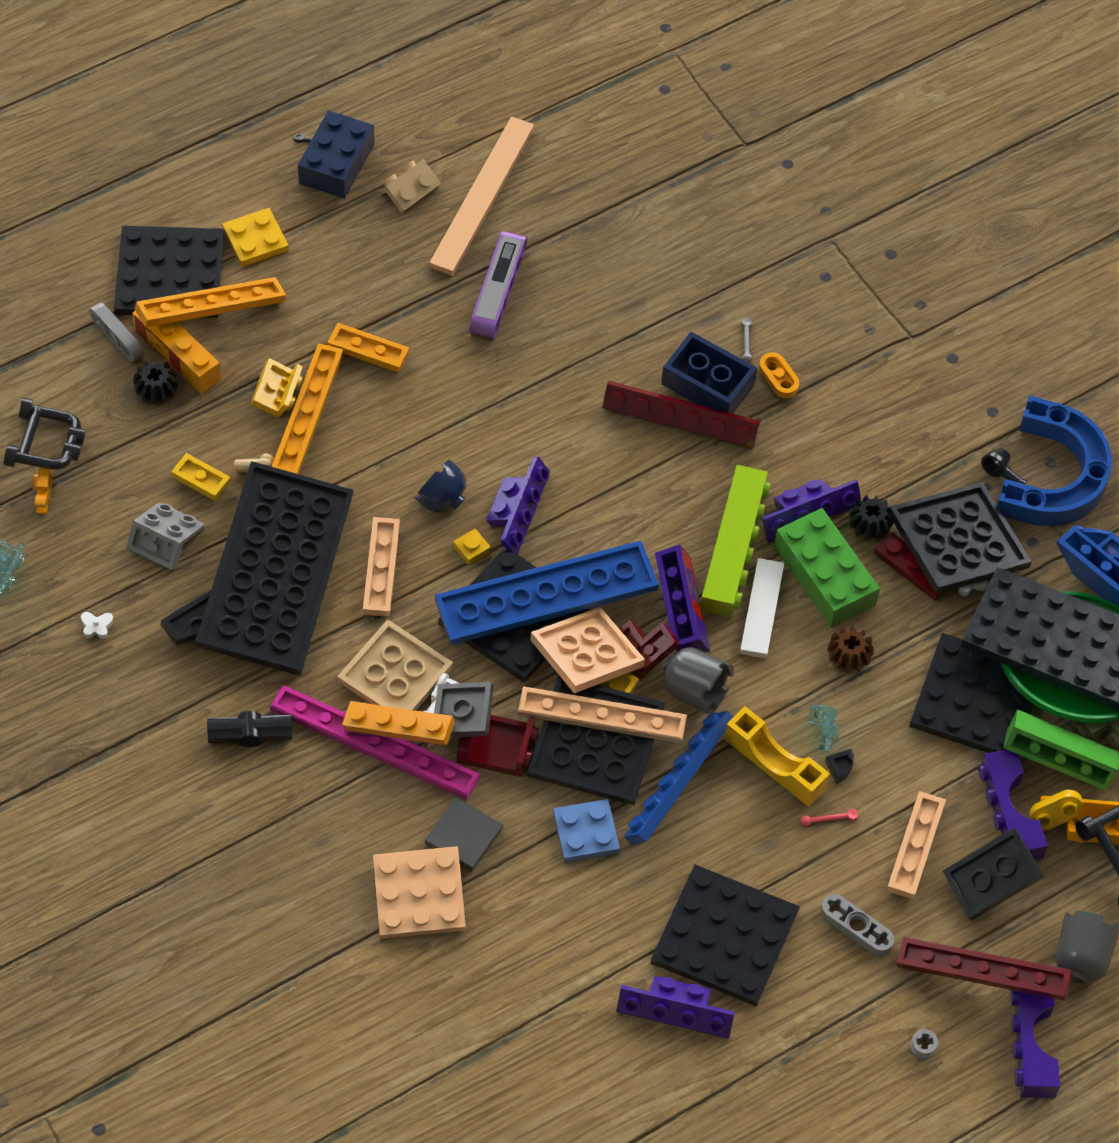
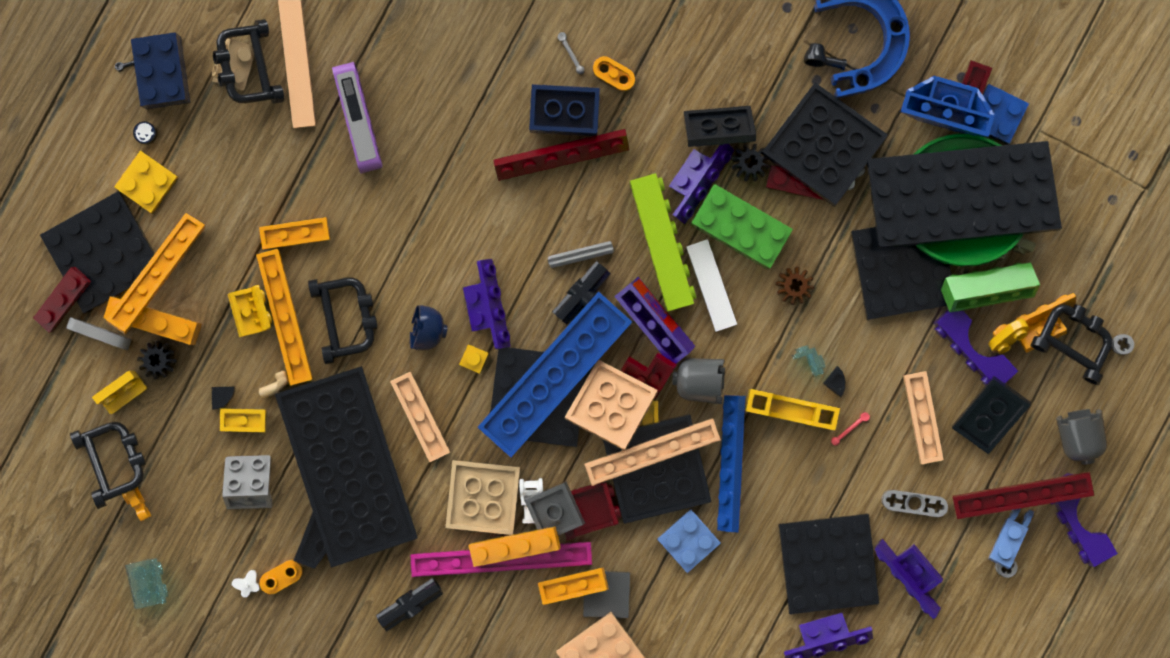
camera: 25 degrees left, 30 degrees up
(99, 386) = (120, 391): none -> yellow bracket
(102, 284) = (62, 299): none -> dark red plate
(135, 636) = (280, 577): none -> light orange plate
(195, 447) = (221, 396): none -> black tile
(284, 198) = (145, 132): none -> tile
(387, 459) = (369, 322): none -> black bar
(396, 182) = (227, 78): none -> black bar
(434, 800) = (573, 586): none -> light orange plate
(643, 511) = (580, 254): none -> light grey axle
(648, 533) = (581, 292): none -> black piece
(816, 989) = (914, 573): none -> dark purple bracket
(858, 467) = (719, 126): none -> black plate
(946, 1012) = (1010, 539): none -> medium blue hinge

